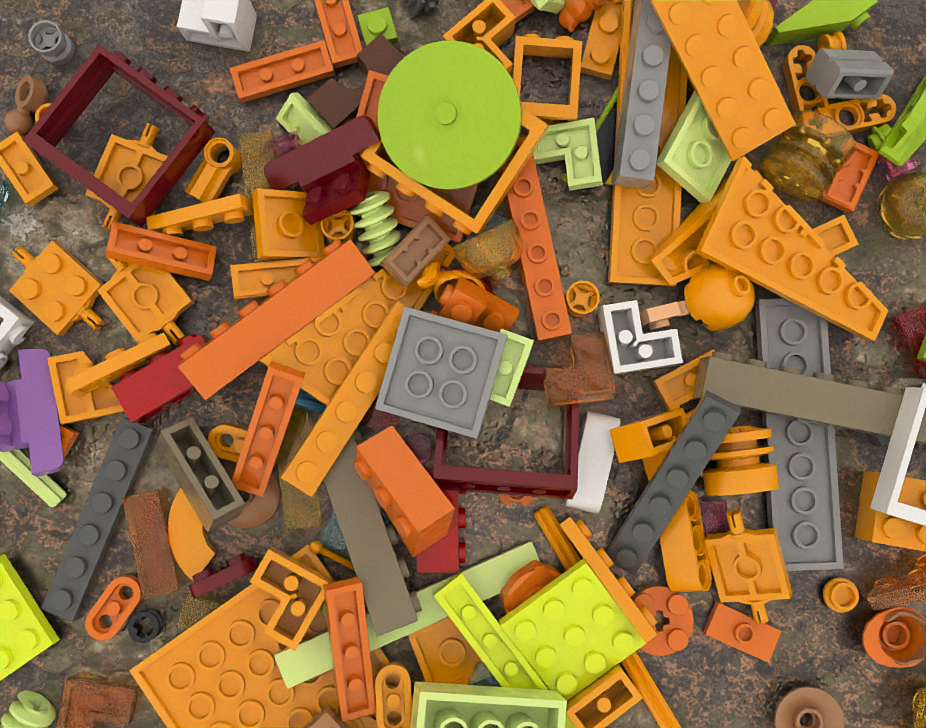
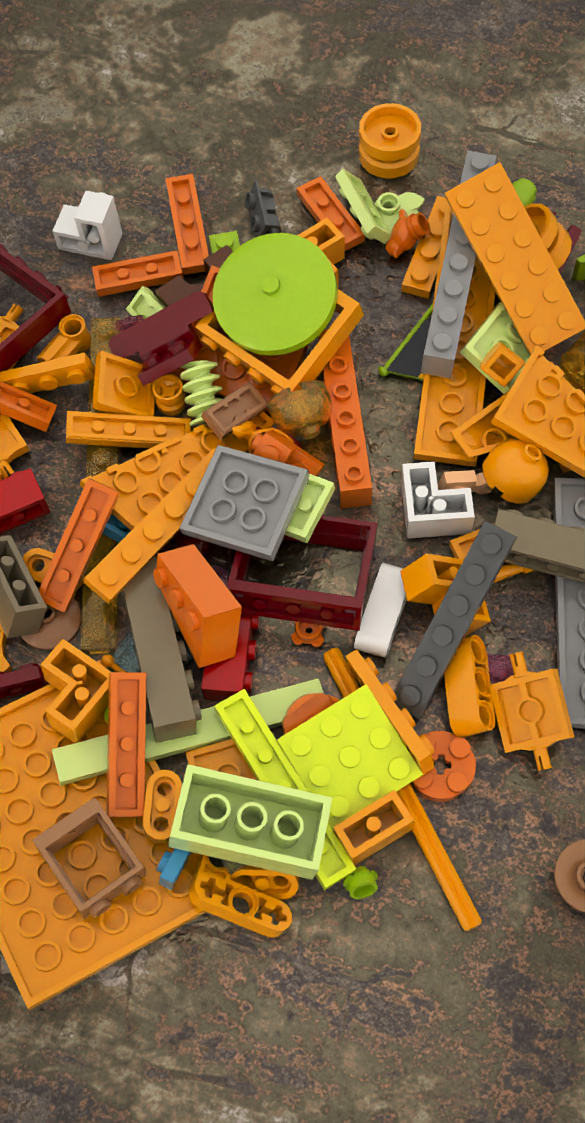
camera: 15 degrees right, 20 degrees down
(275, 318) = (60, 472): orange brick -> none
(546, 47) = (376, 319): light orange window -> none
(578, 146) = (388, 340): yellowish green plate -> none
(585, 296) = (388, 461): light orange wheel -> none
(590, 376) = (382, 527): clear orange plate -> none
(703, 178) = (501, 364): none -> light orange brick
(739, 464) = (525, 612): light orange wheel -> none
(741, 631) = (526, 784): orange plate -> none

